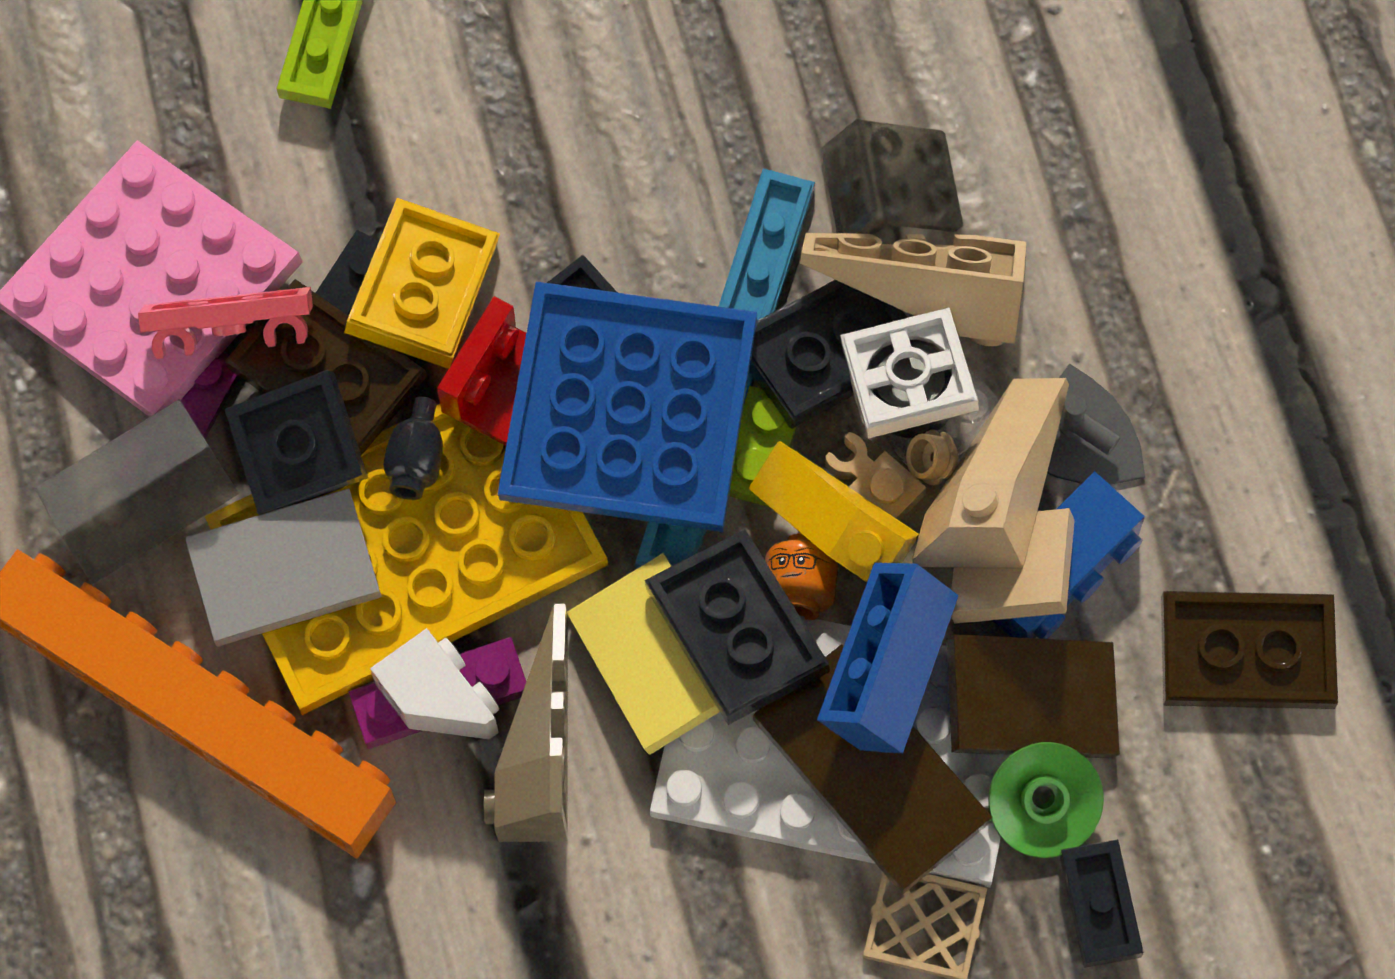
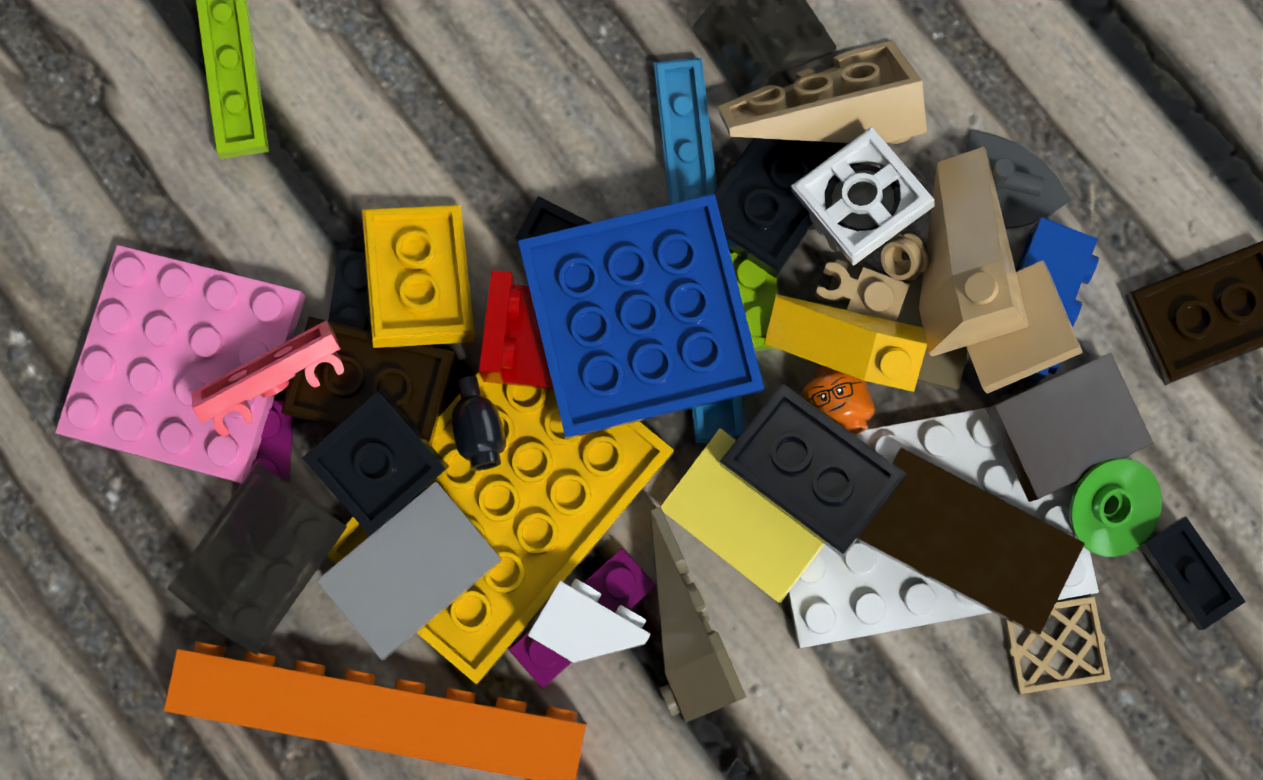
camera: 25 degrees left, 10 degrees up
(888, 657) = (954, 449): blue brick -> none

